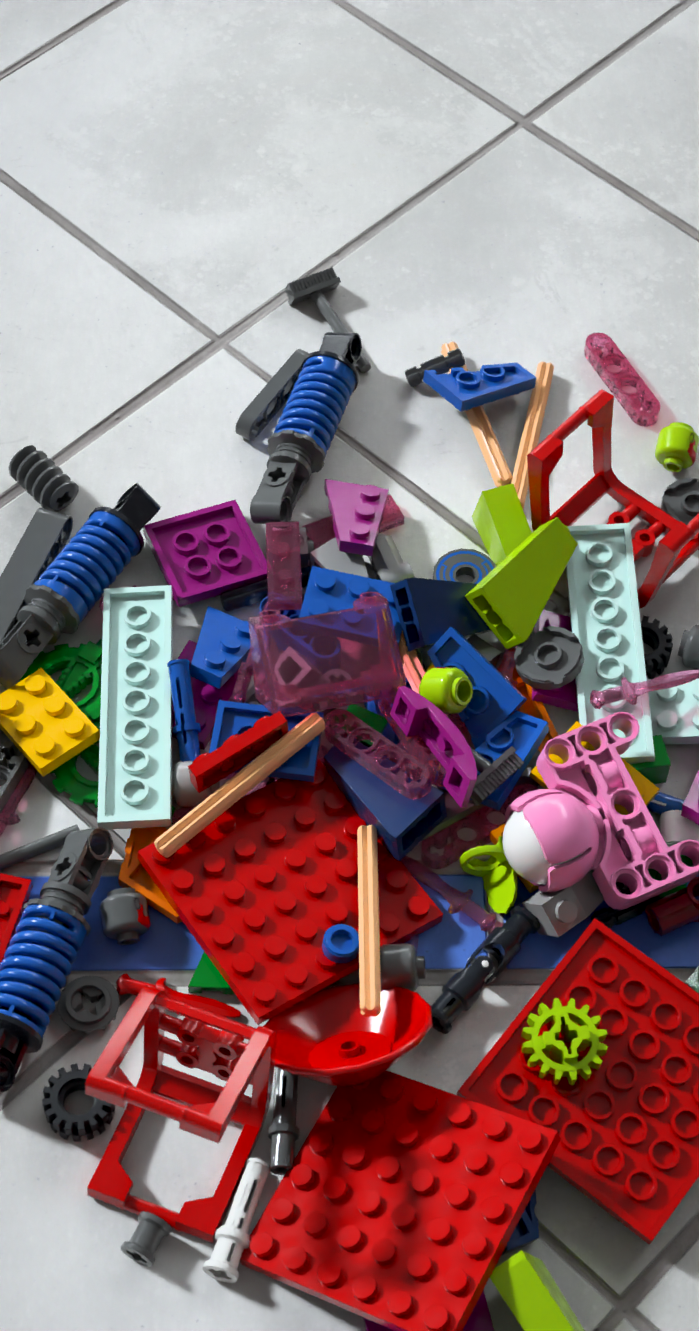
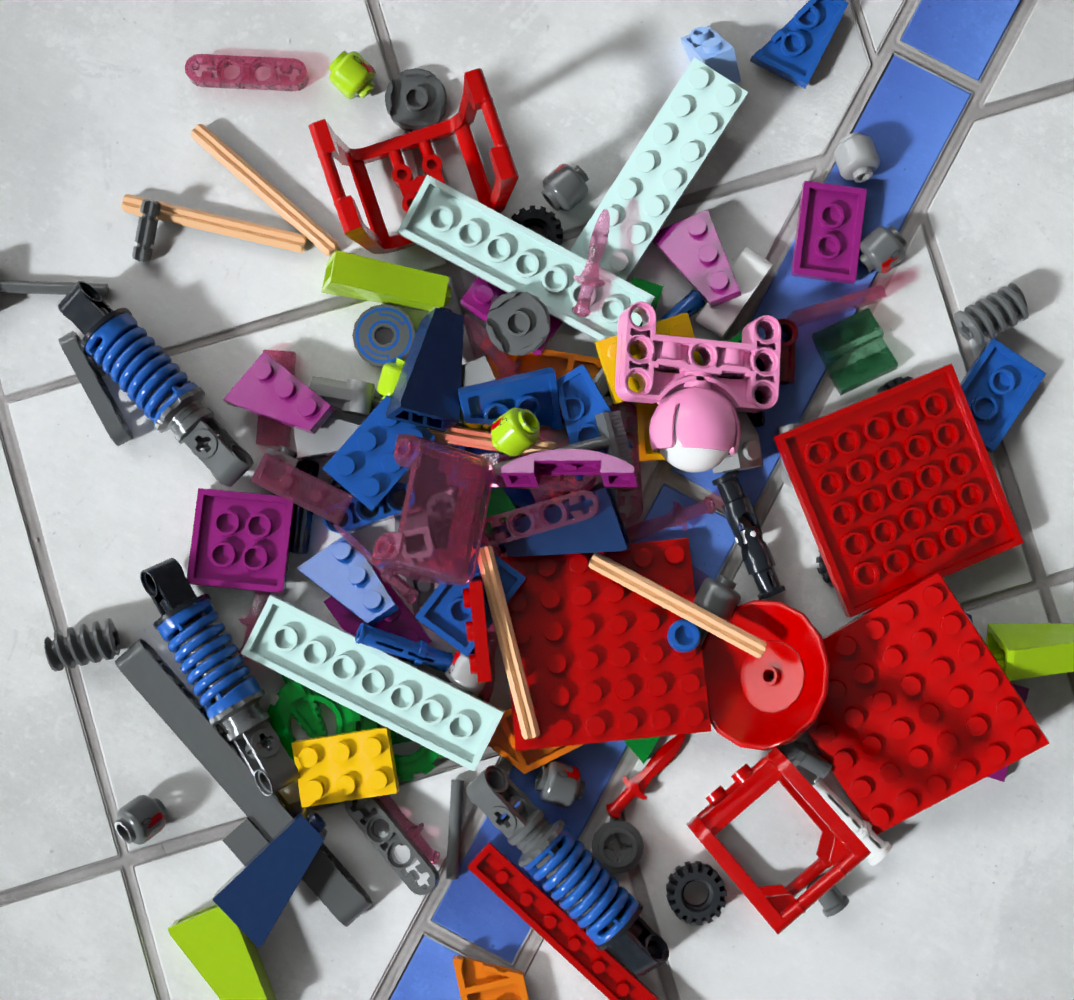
camera: 65 degrees left, 30 degrees up
(477, 388) = (195, 205): blue wing -> none
(497, 874) = (689, 482): lime piece -> none
(521, 585) = (439, 300): lime slope -> none
(580, 1037) = (859, 533): lime gear -> none

